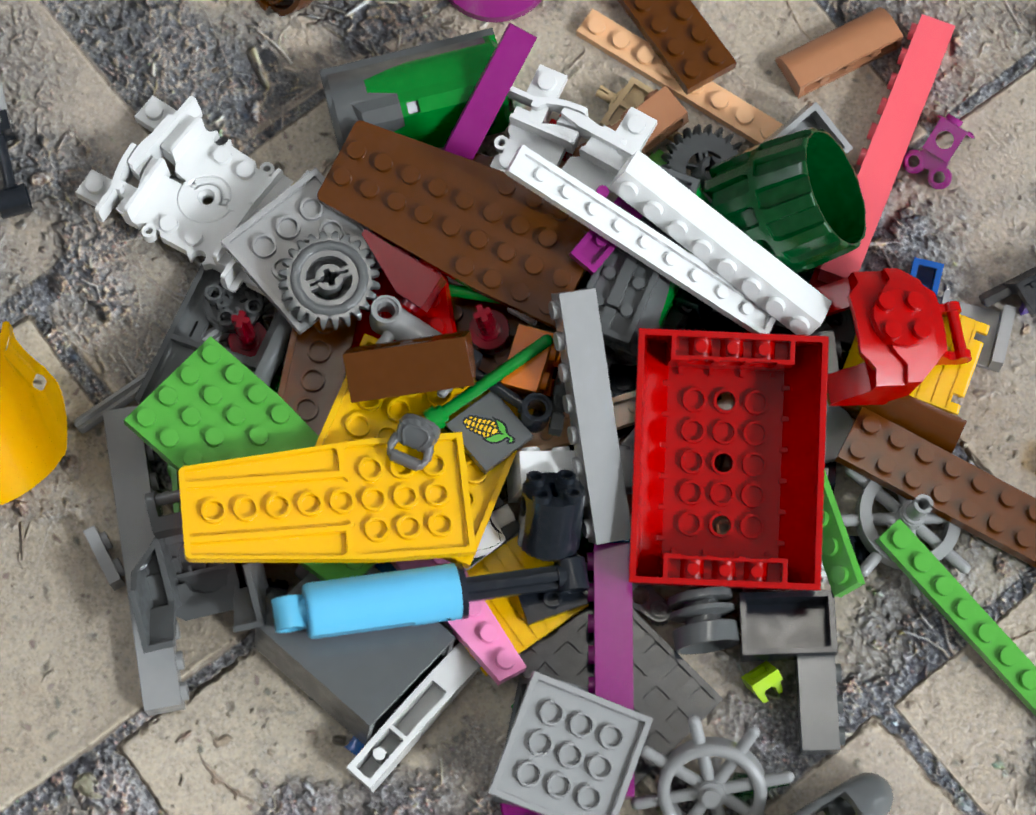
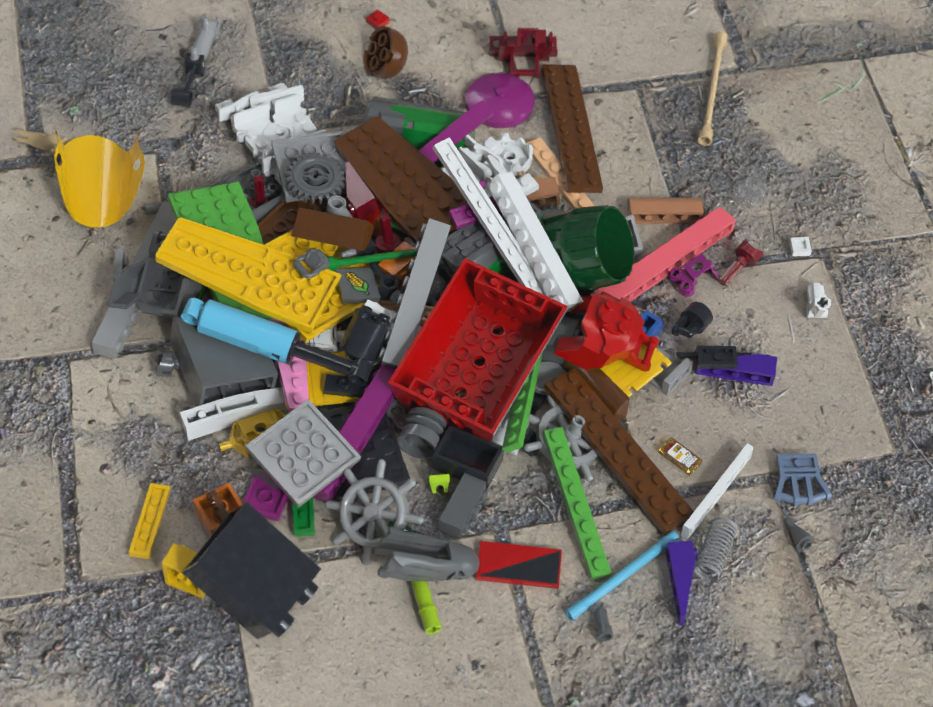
camera: 20 degrees right, 20 degrees down
(271, 686) = (166, 363): none -> dark grey piece
(461, 752) = (245, 430): none -> yellow plate
(573, 49) = (519, 151): none -> white plate
(940, 754) = (519, 564): none -> tile
(981, 226) = (693, 320): none -> black piece
(997, 79) = (745, 255): none -> dark red piece

